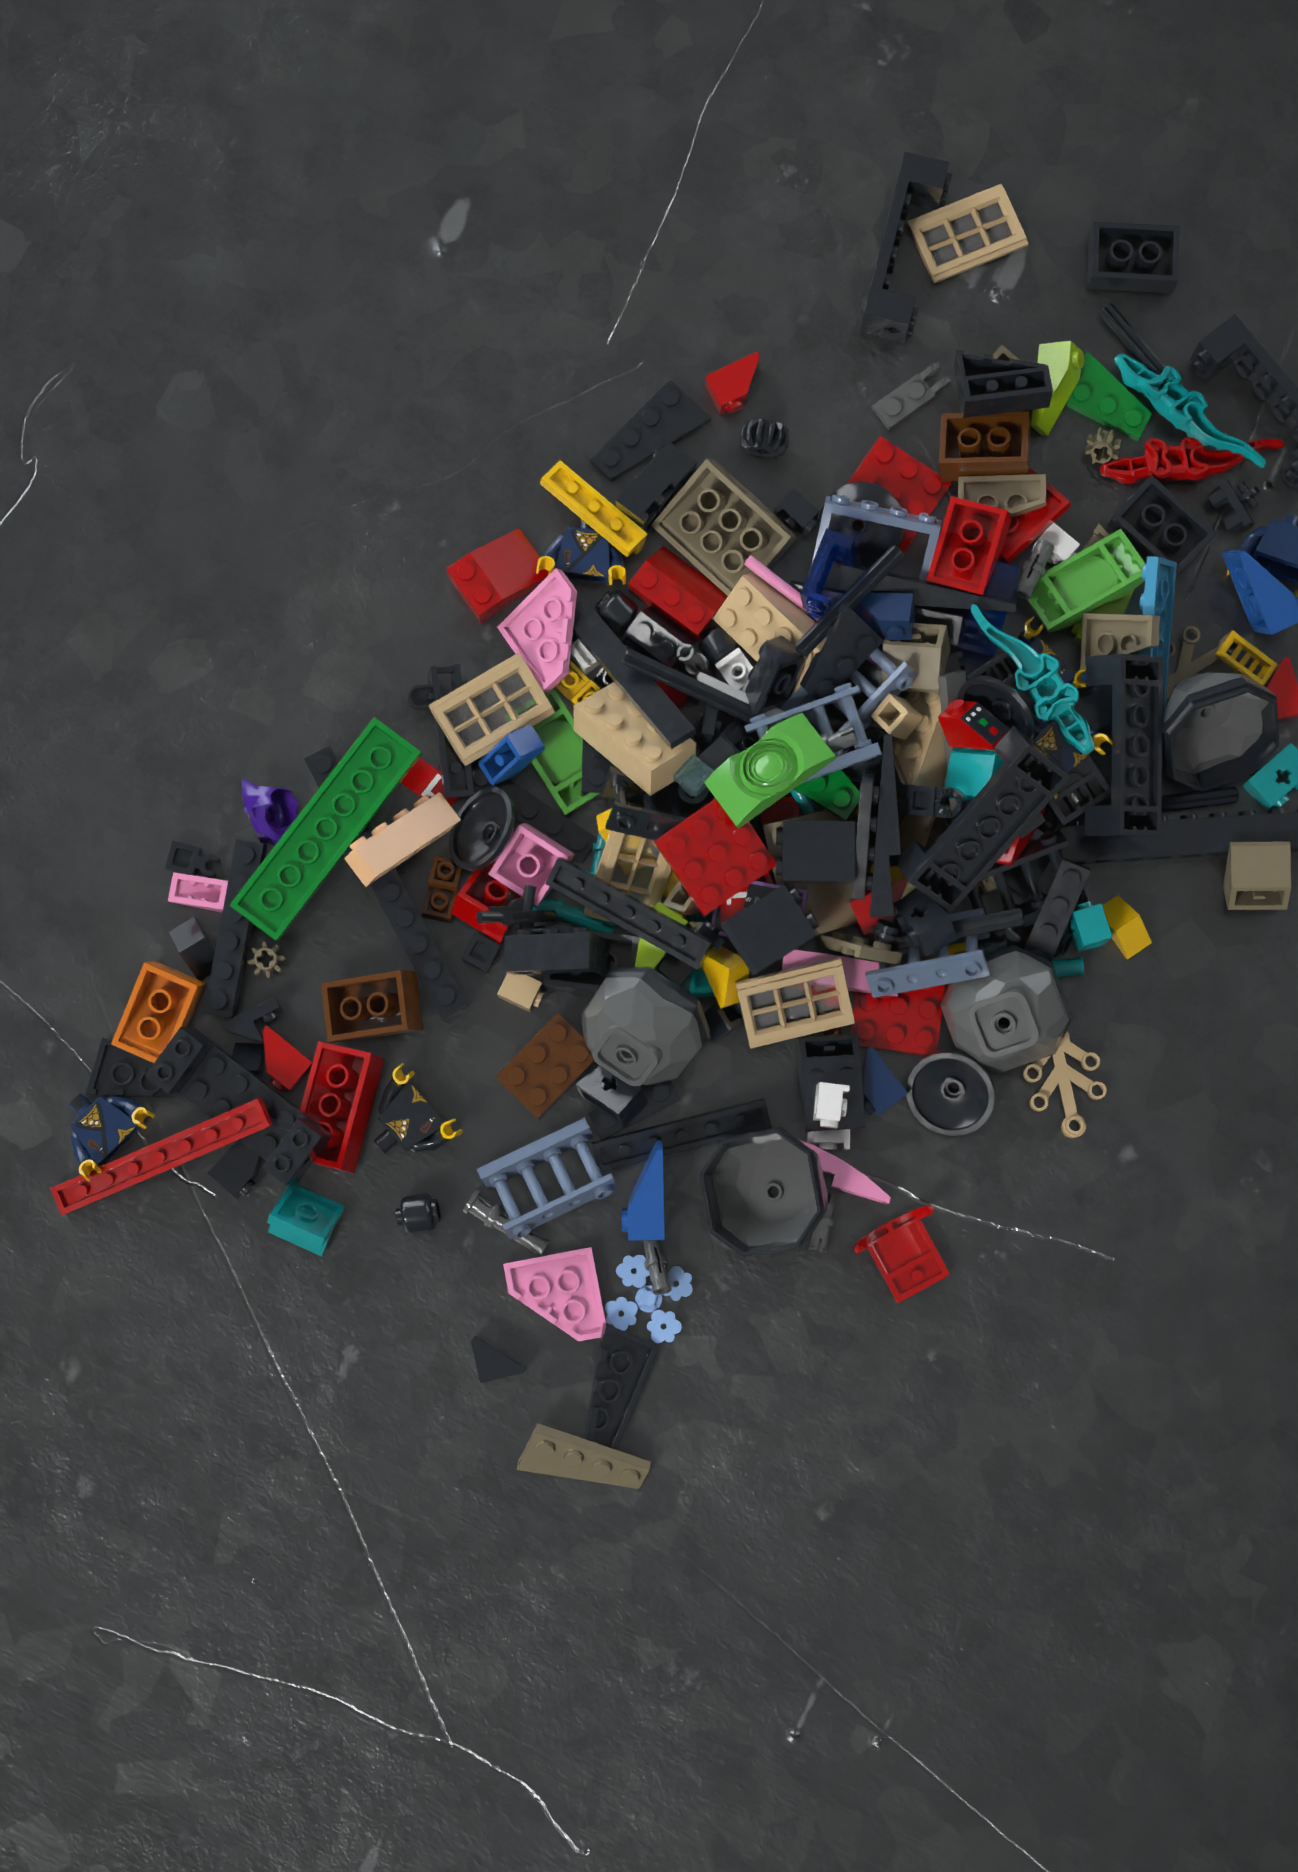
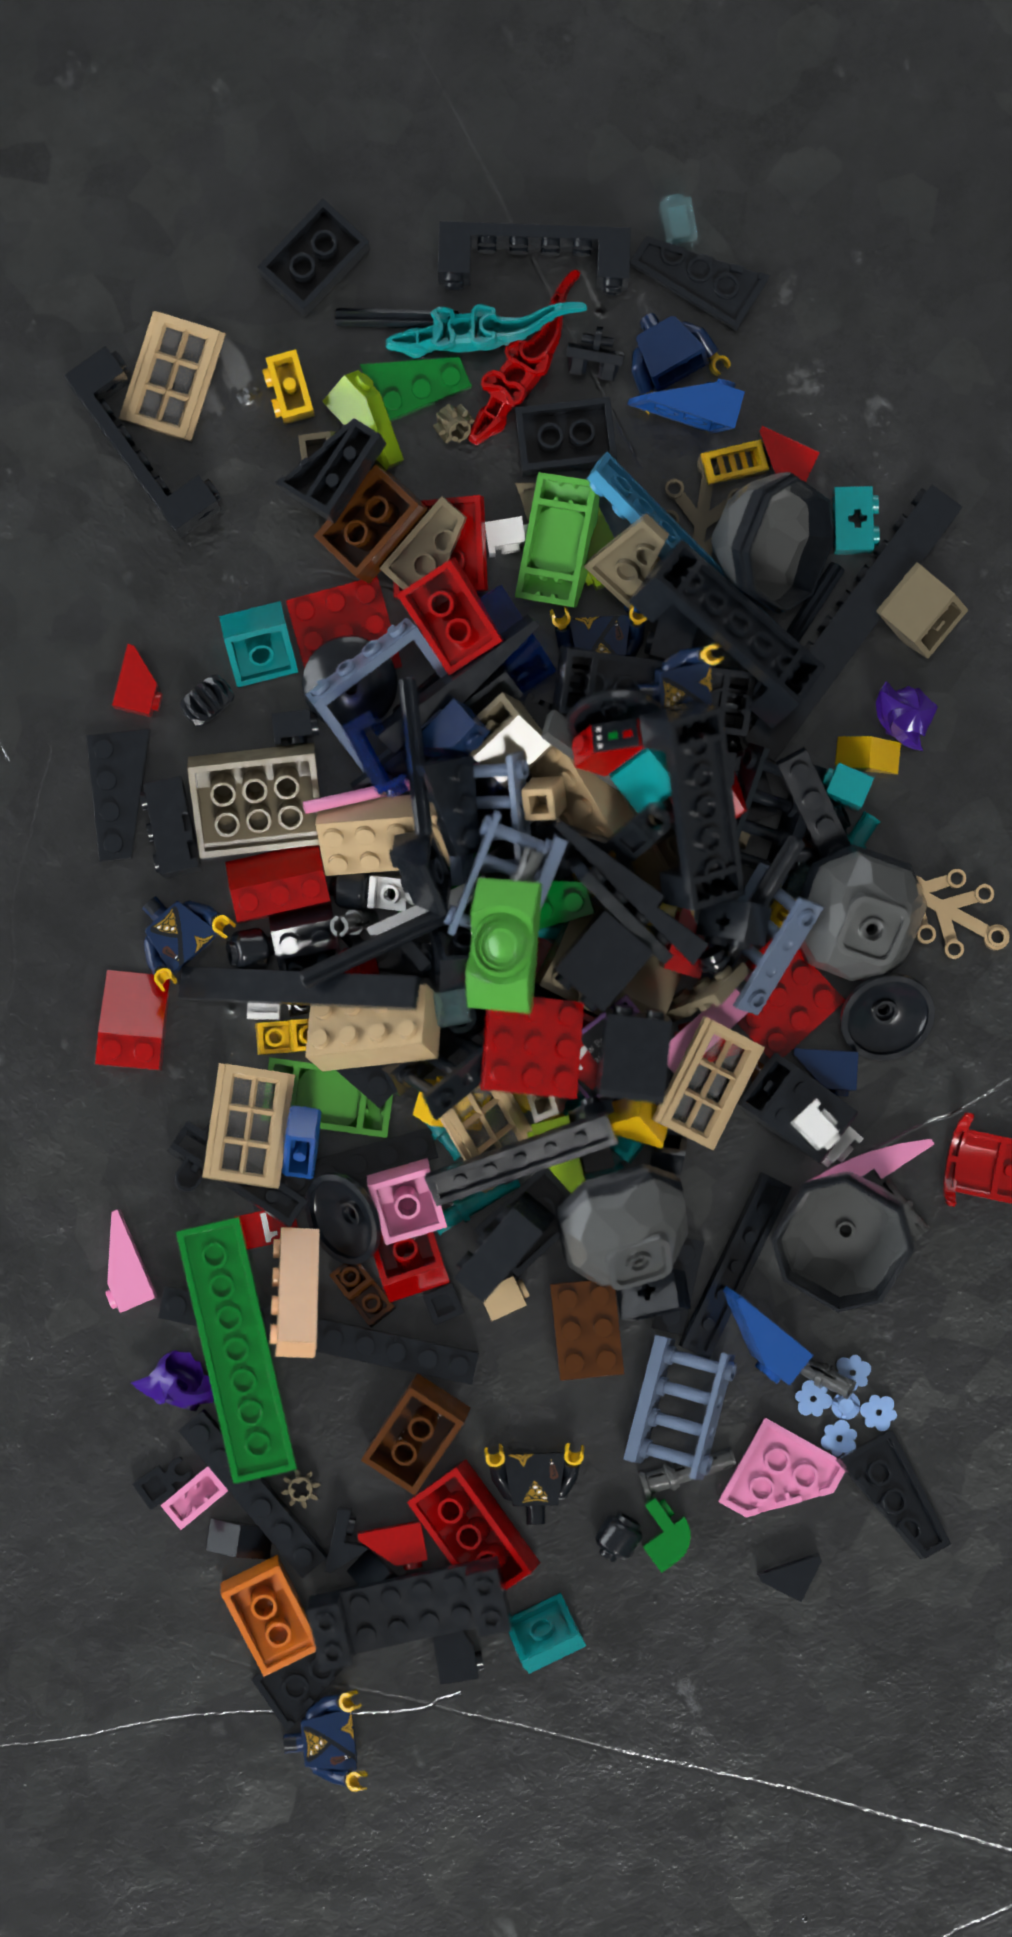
camera: 50 degrees left, 5 degrees up
(162, 1156) = (396, 1710): red plate -> none
(318, 713) = (126, 1271): none -> bright pink slope
(448, 1254) = (672, 1541): none -> green brick
(520, 912) = (441, 1246): black piece -> none
(543, 629) = (215, 1025): bright pink plate -> none
(577, 1458) = (923, 1576): dark tan wing -> none
(594, 509) = (148, 896): yellow fence -> none
(833, 442) = (258, 644): none -> teal slope
(909, 397) = (272, 547): dark grey hinge -> none
(1030, 314) = (290, 387): none -> yellow brick
(1034, 569) = (512, 574): dark grey pin -> none
(1041, 679) = (615, 658): teal animal -> none
(1174, 925) = (905, 714): none -> dark purple hair

